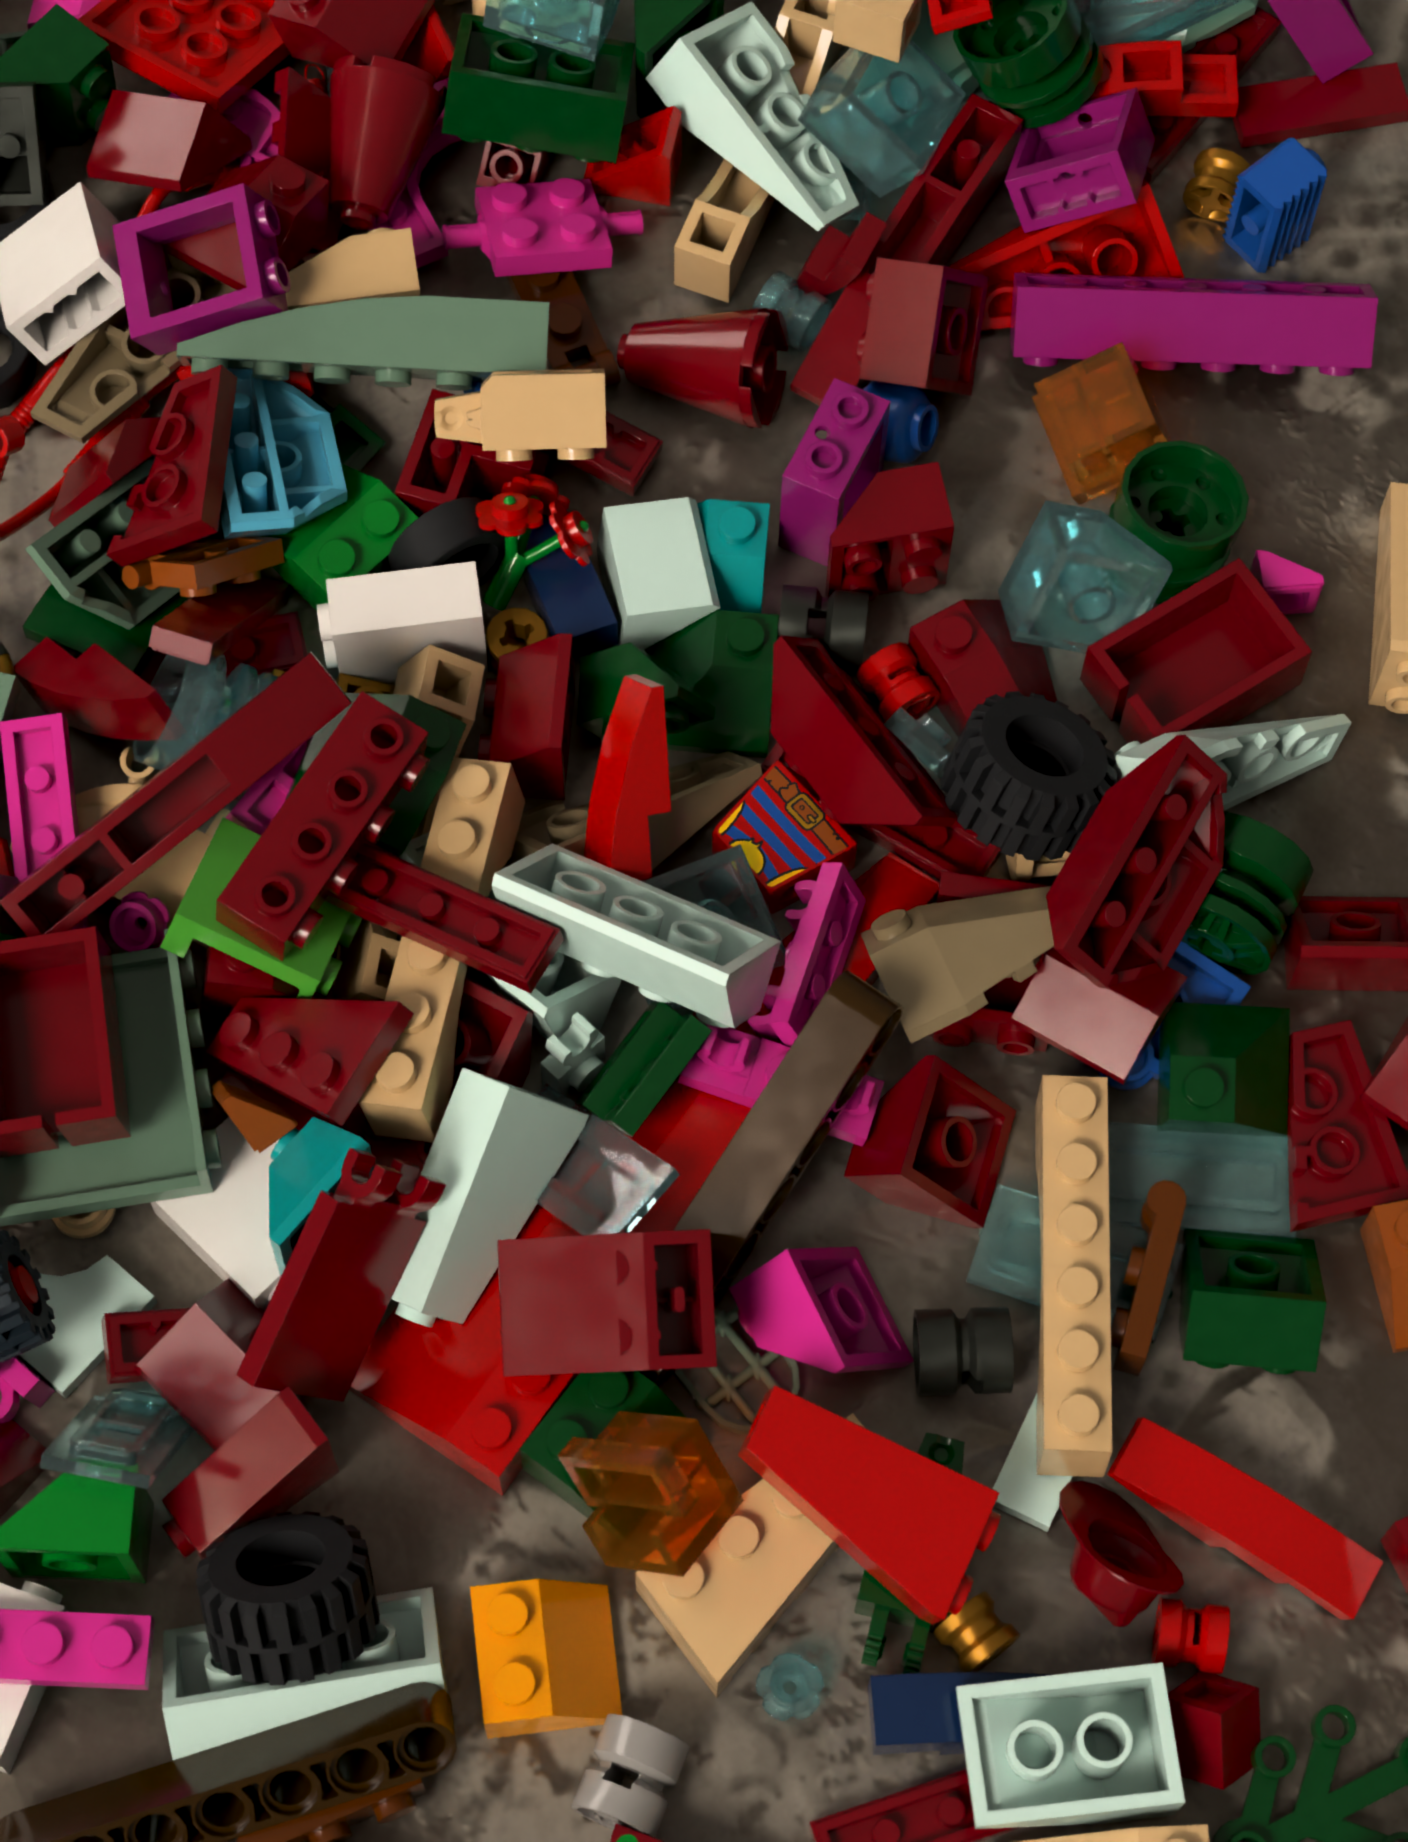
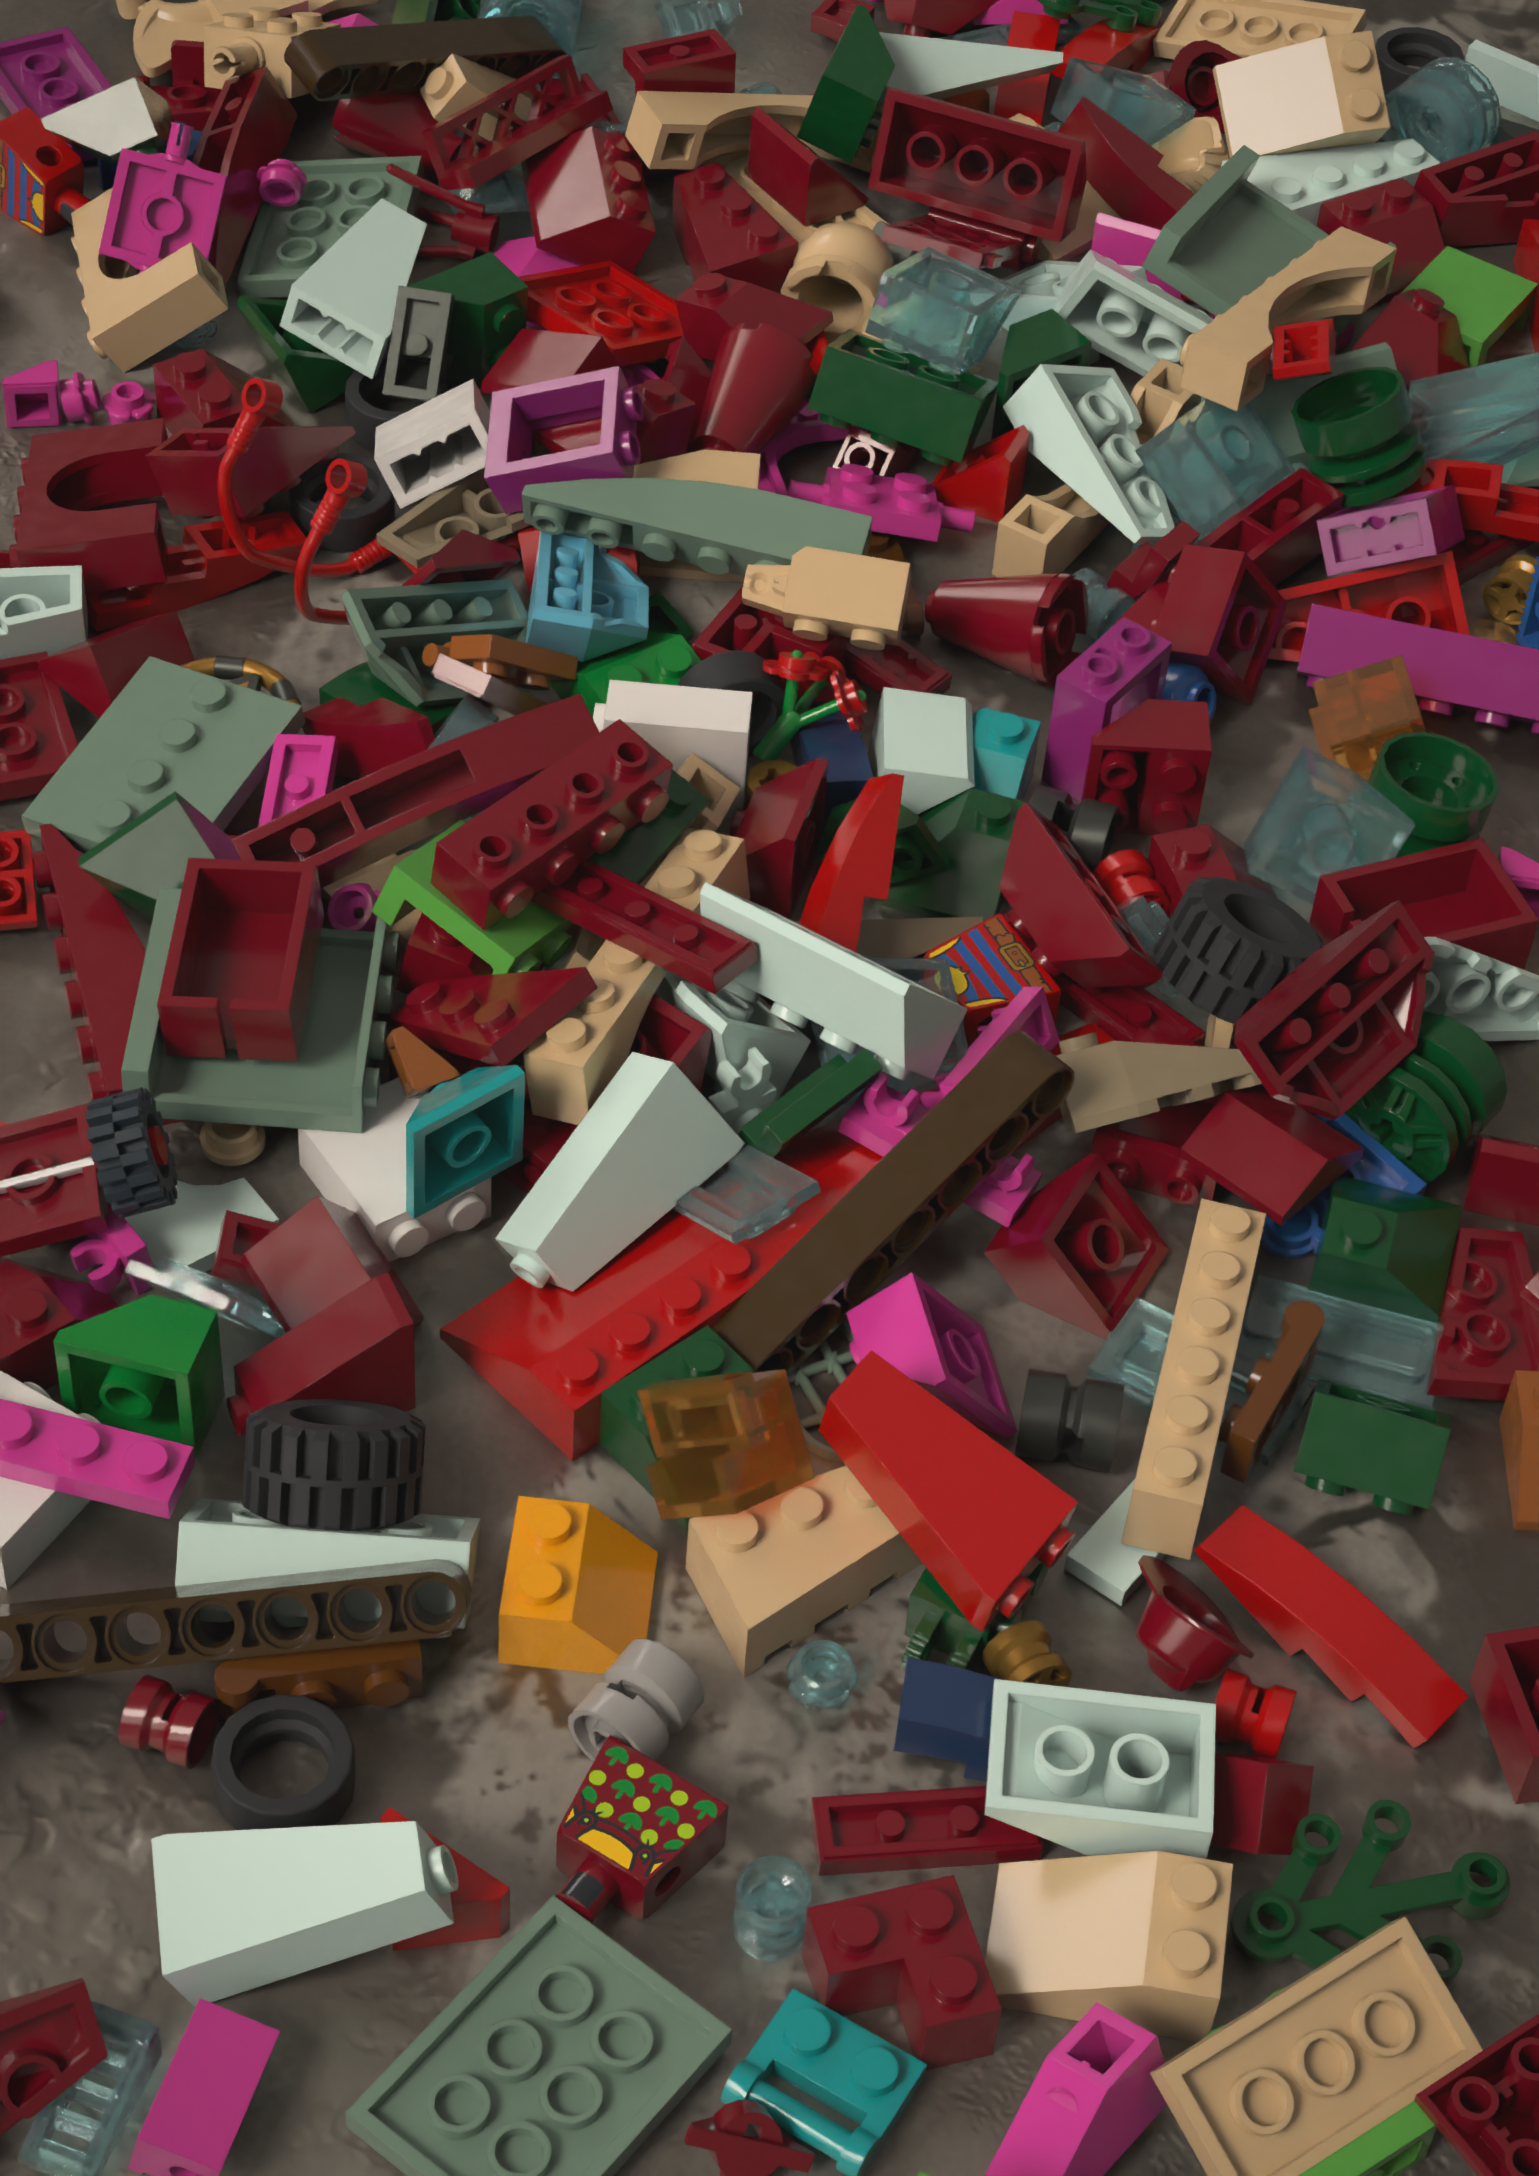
camera: 10 degrees right, 20 degrees down
(188, 473) = (506, 576): dark red wing -> none
(340, 1279) = (465, 1196): dark red tile -> none
(607, 1303) = (723, 1266): dark red slope -> none

